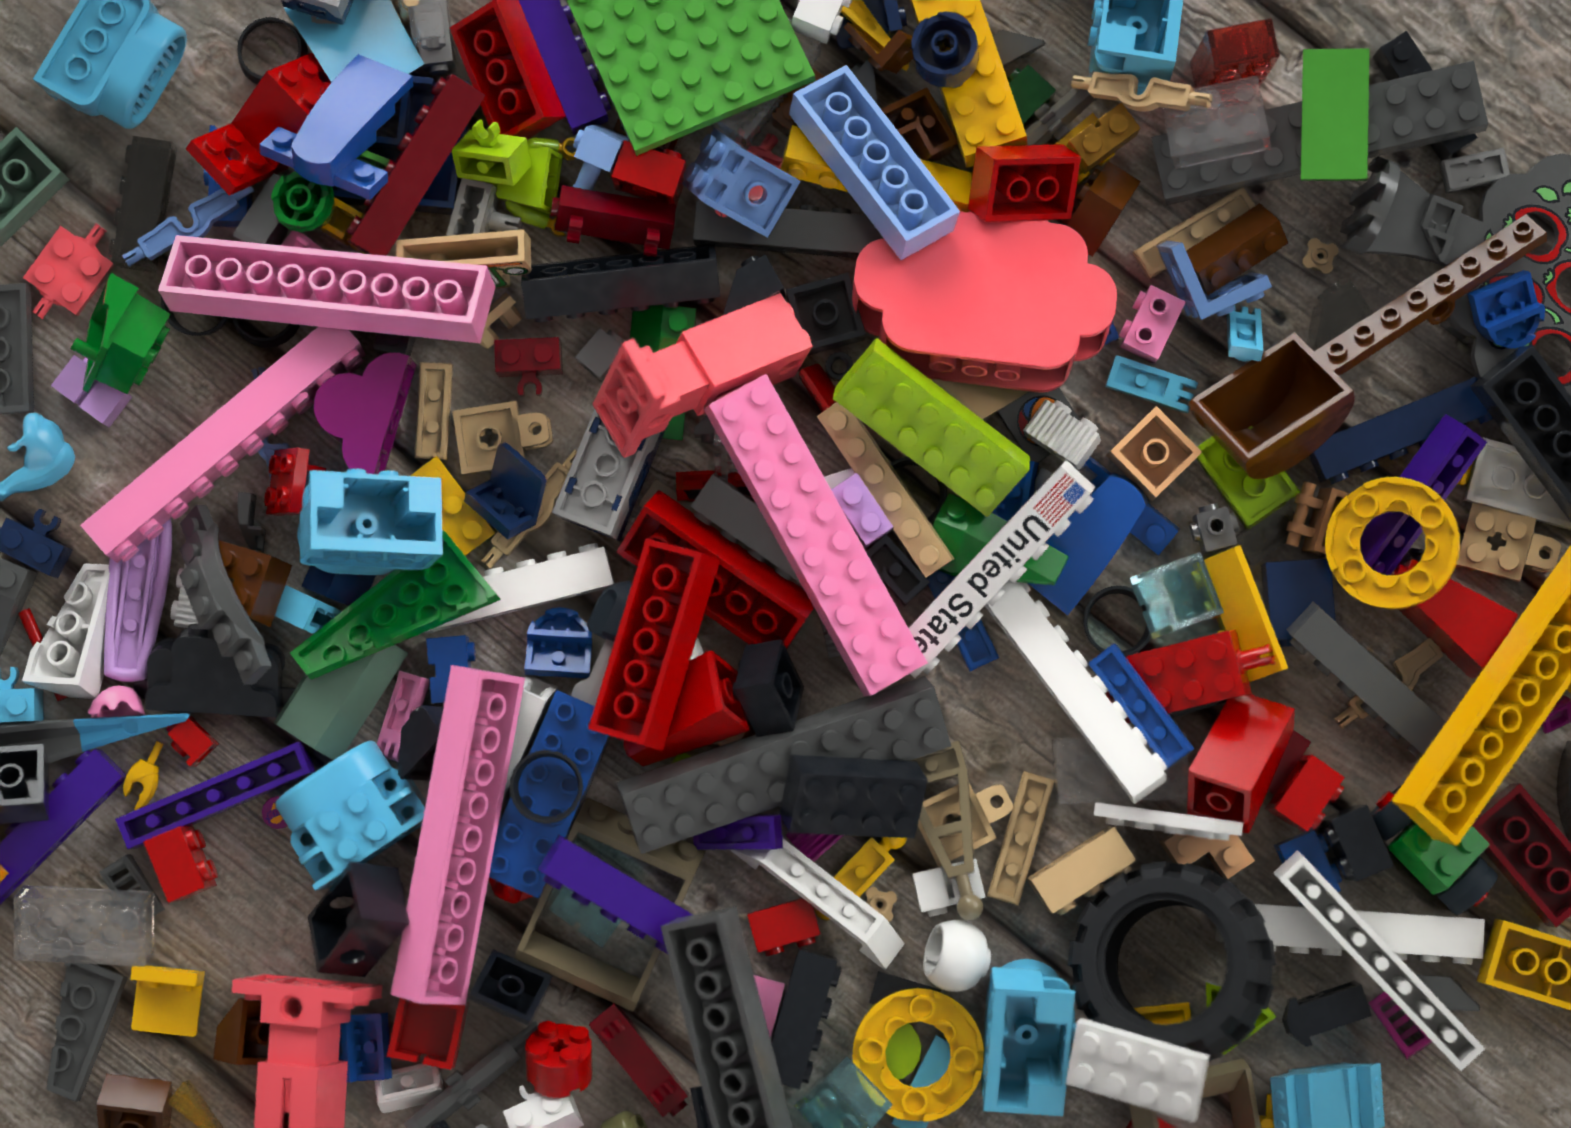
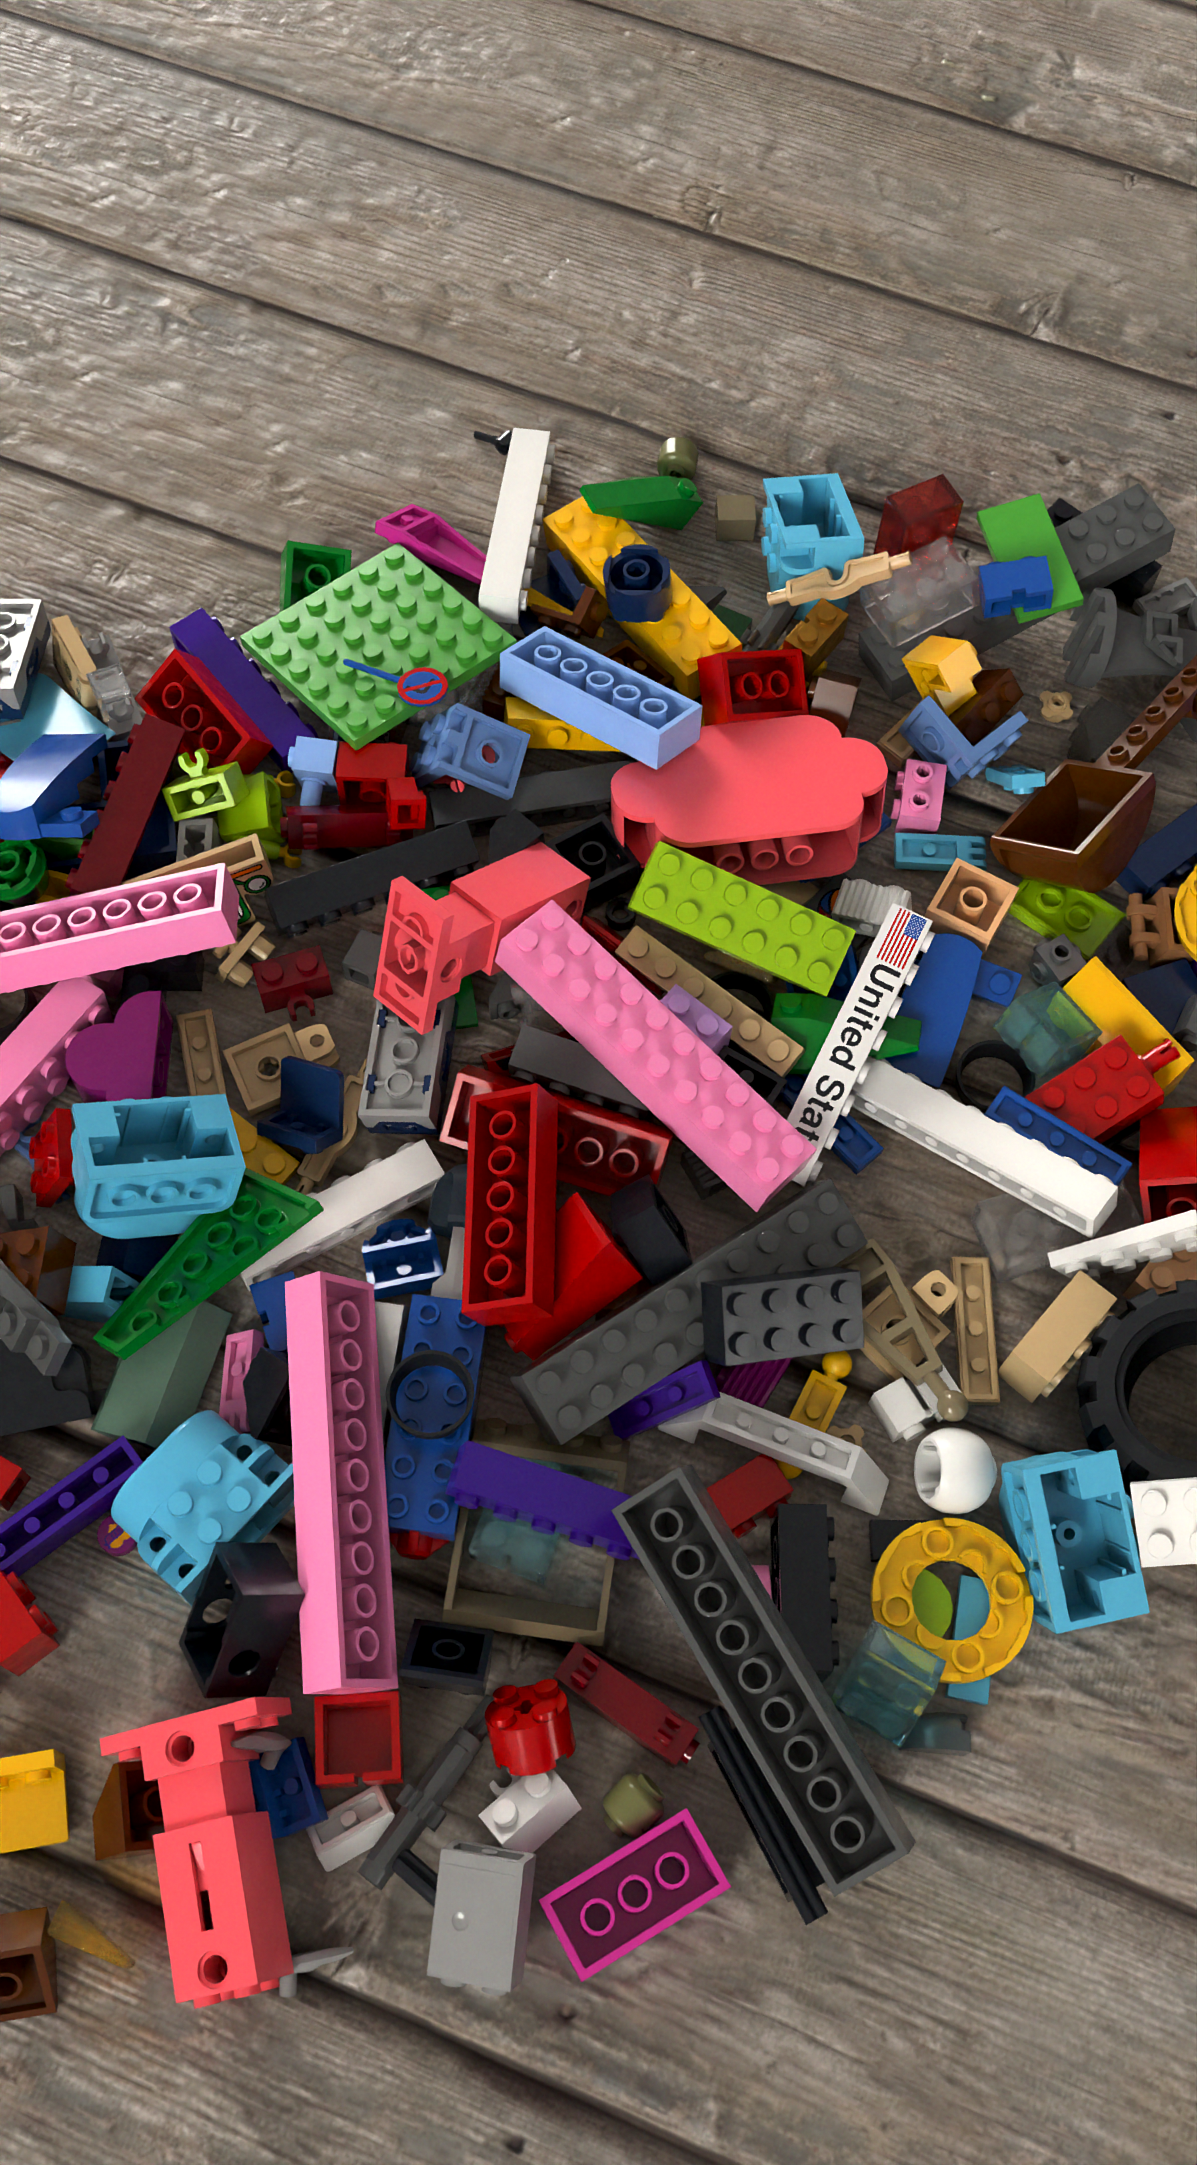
camera: 20 degrees left, 20 degrees down
(358, 1016) = (268, 1742): none -> light grey bar
(666, 224) = (405, 804): none -> red brick
(709, 110) = (416, 687): none -> piece
(1211, 209) = (944, 671): none -> yellow brick
(1303, 149) = (1015, 585): none -> blue brick

